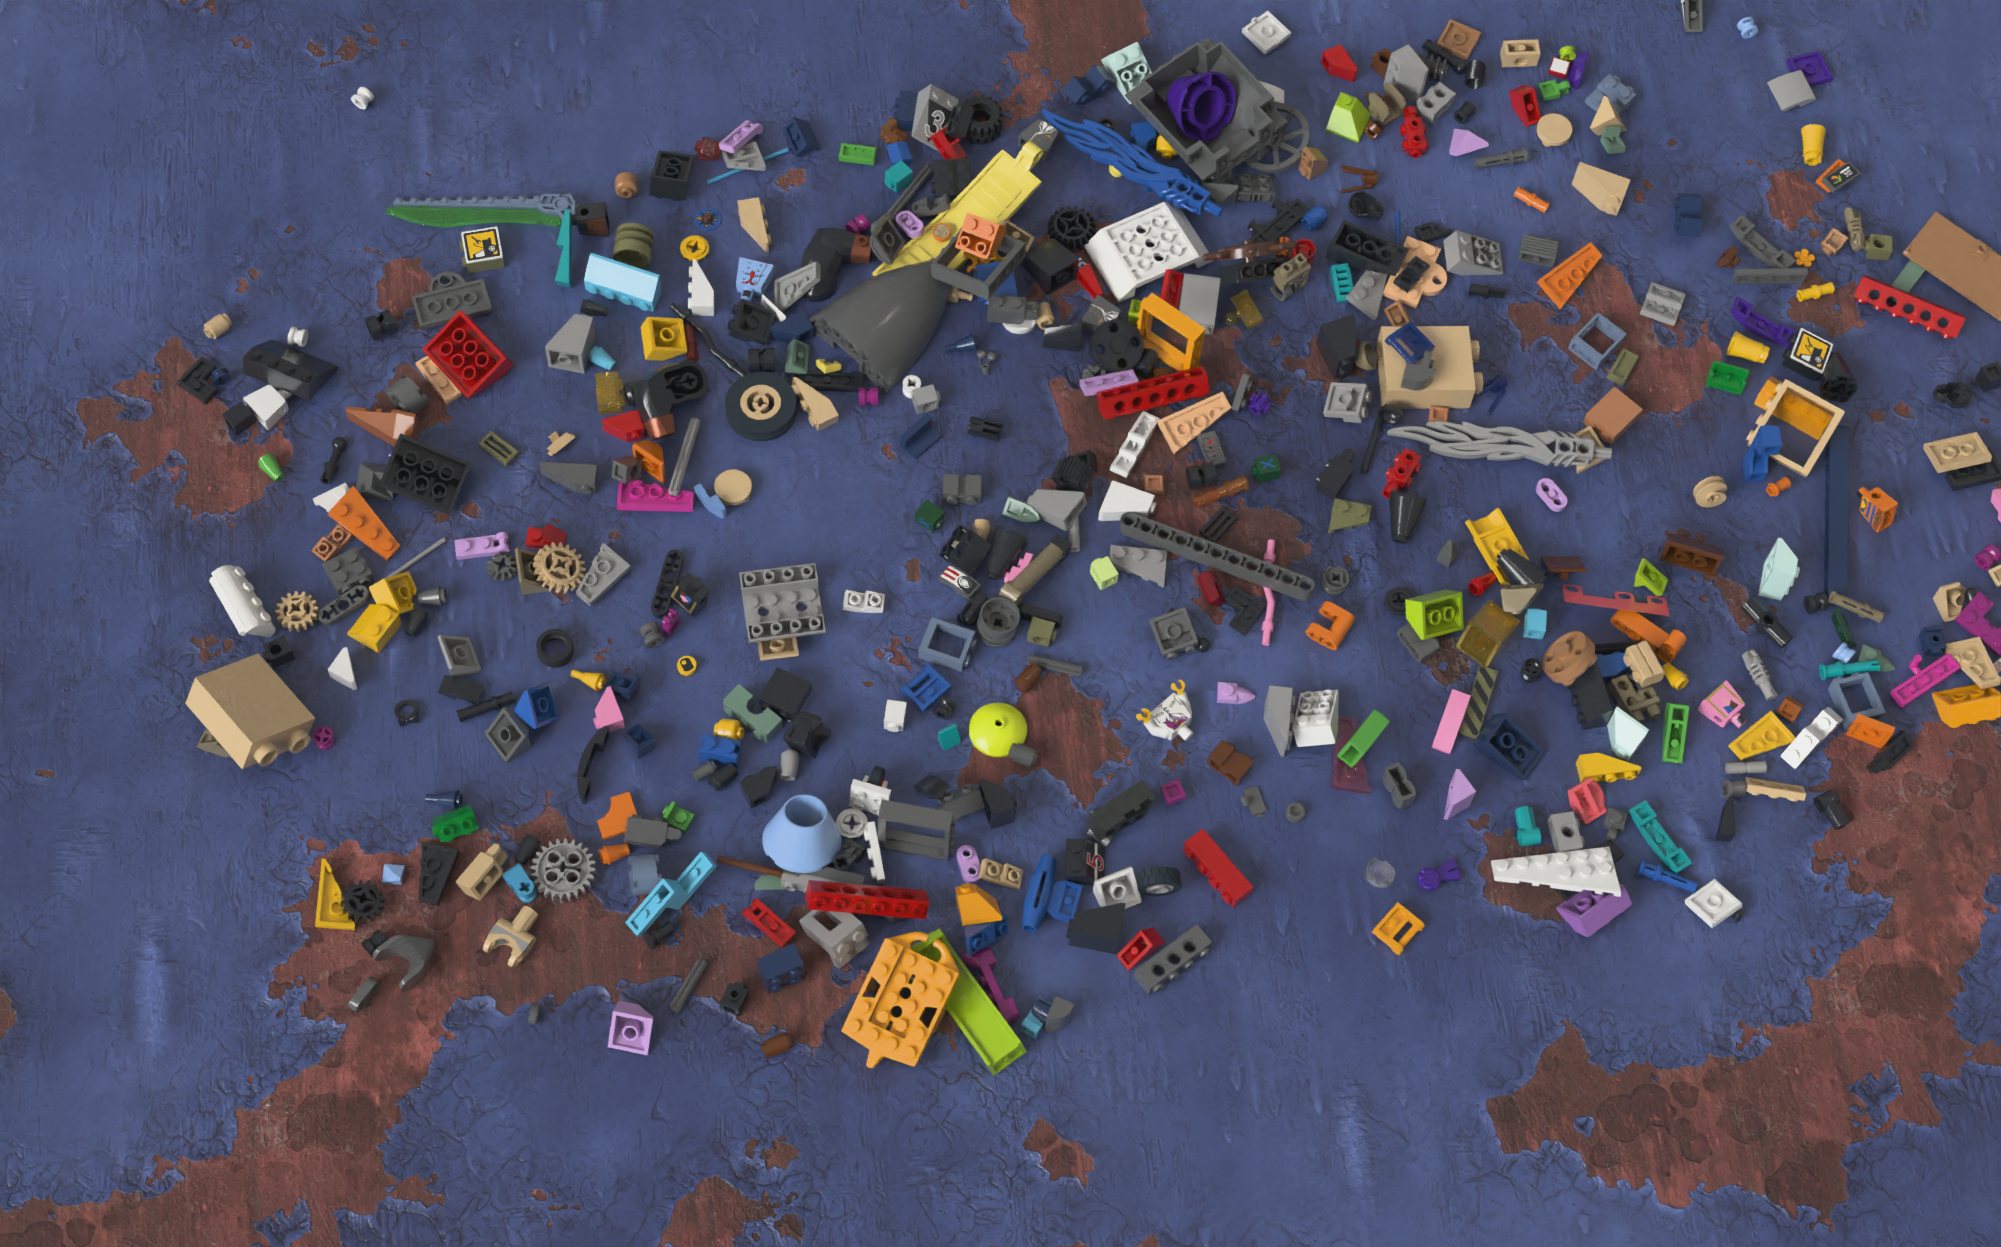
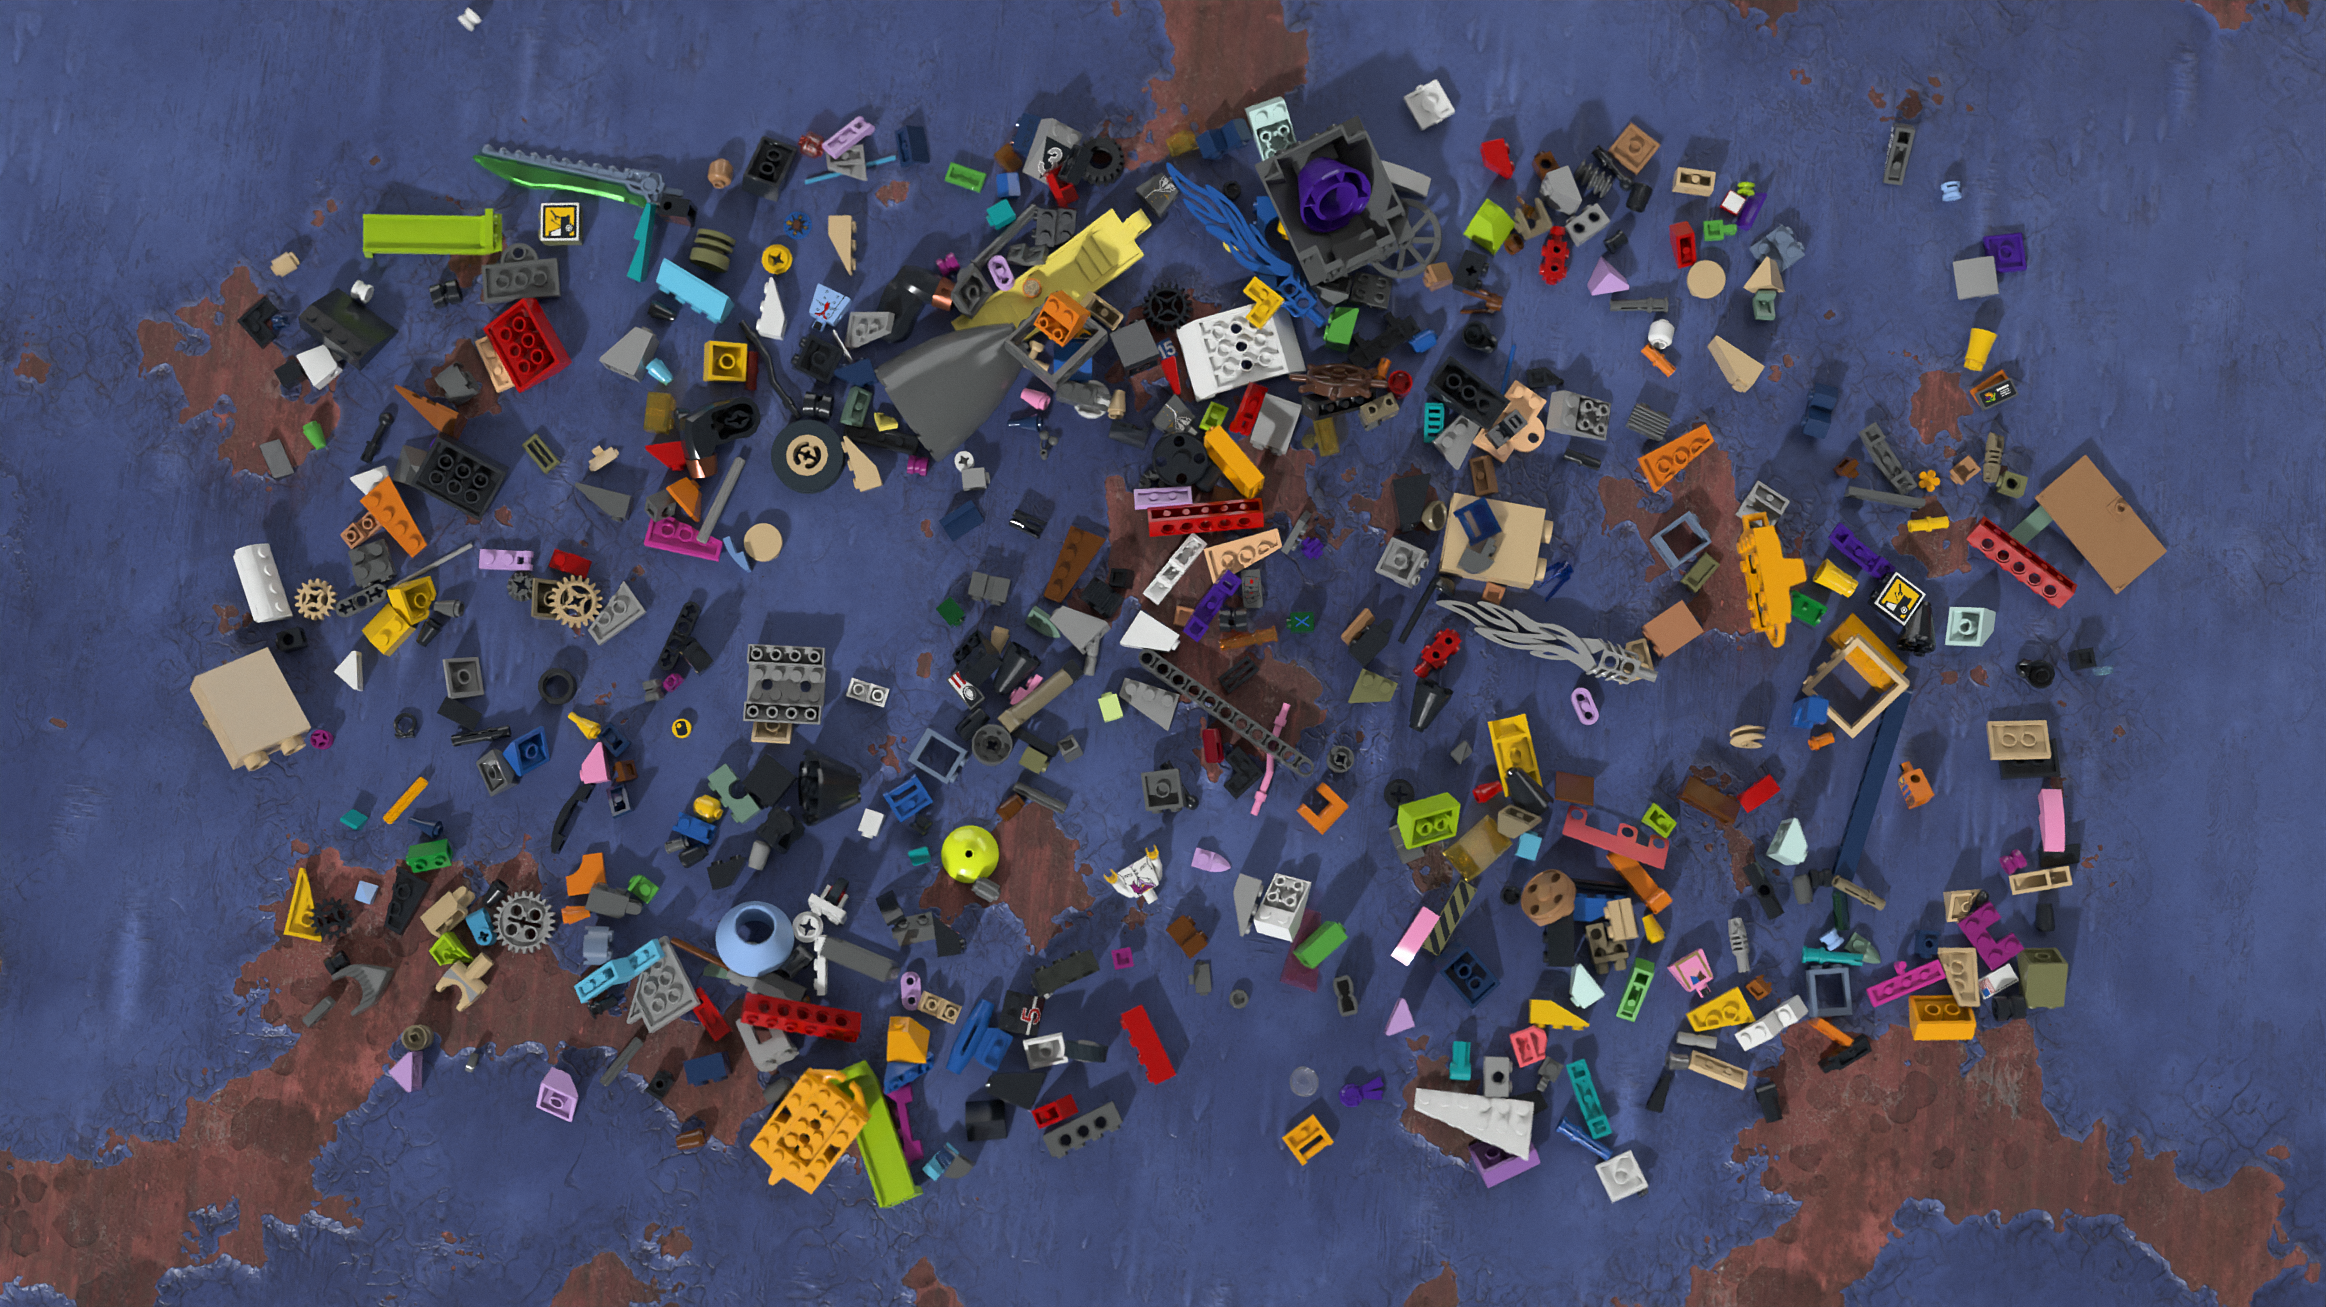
camera: 20 degrees right, 20 degrees up
(236, 496) = (276, 459): none -> slope
(359, 276) = (432, 234): none -> lime panel
(369, 808) = (354, 819): none -> teal slope
(419, 779) = (405, 800): none -> light orange axle
(468, 1029) = (409, 1071): none -> lavender slope
(476, 1001) = (417, 1037): none -> dark tan wheel
(489, 910) = (449, 950): none -> lime slope
(639, 711) = (626, 770): none -> reddish brown tile
(718, 909) = (662, 991): none -> light grey wing
(842, 684) = (826, 787): none -> black cone
(854, 981) = (778, 1090): none -> dark grey piece
(968, 323) = (1036, 398): none -> bright pink cone
(1036, 451) = (1075, 556): none -> reddish brown wing
(1050, 95) = (1181, 143): none -> clear yellow bracket
(1073, 618) = (1069, 748): none -> dark grey slope
(1073, 972) = (985, 1120): none -> black slope
(1164, 200) = (1267, 302): none -> yellow plate
(1176, 467) = (1210, 604): none -> dark purple slope
(1237, 218) = (1341, 329): none -> bright green slope
(1319, 463) = (1358, 625): none -> medium nougat slope
(1341, 154) = (1470, 262): none -> black brick
(1528, 177) = (1661, 334): none -> white head
(1687, 349) = (1768, 578): none -> light orange piece
(1735, 540) = (1758, 793): none -> red slope
(1803, 615) = (1802, 888): none -> dark grey piece
(1880, 365) = (1969, 626): none -> light aqua slope

